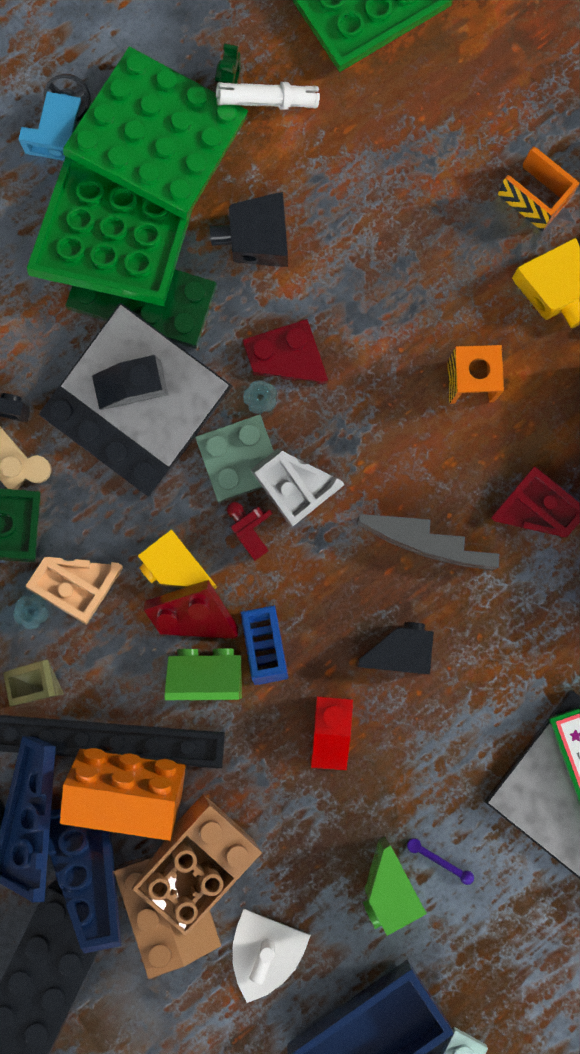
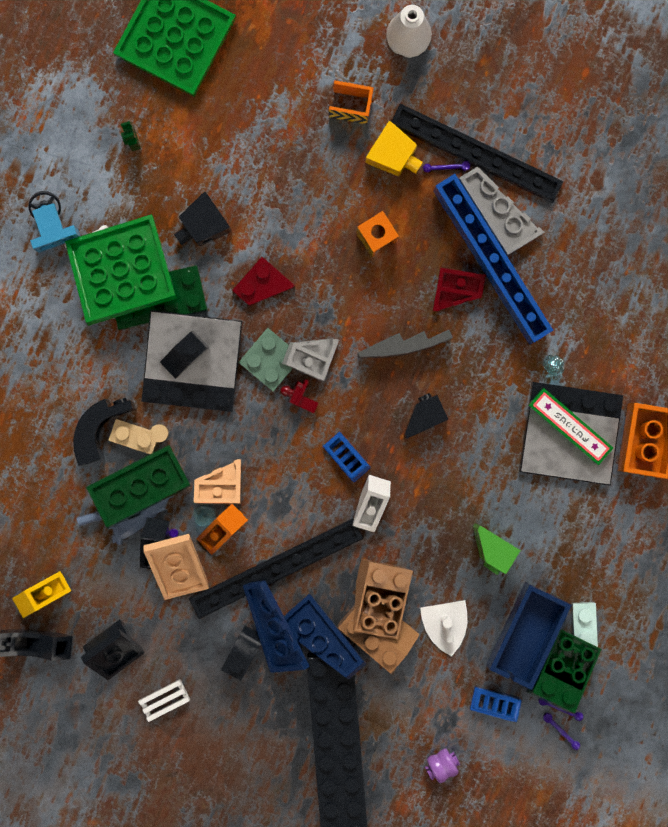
camera: 30 degrees left, 5 degrees up
(31, 683) = (229, 554): olive slope -> none
(42, 642) = (222, 529): none -> orange slope
(123, 794) = (318, 583): orange brick -> none
(155, 133) = (110, 197): green plate -> none
(172, 563) = (270, 442): yellow slope -> none
(191, 612) = (295, 463): dark red wing -> none
(204, 676) = (324, 494): bright green slope -> none
(260, 388) = (268, 317): clear light blue plate -> none
(261, 727) = (372, 503): none -> white slope
(267, 95) = (168, 133): white pin -> none
(331, 733) = (412, 483): red slope -> none
(415, 846) = (494, 518): dark purple hinge -> none

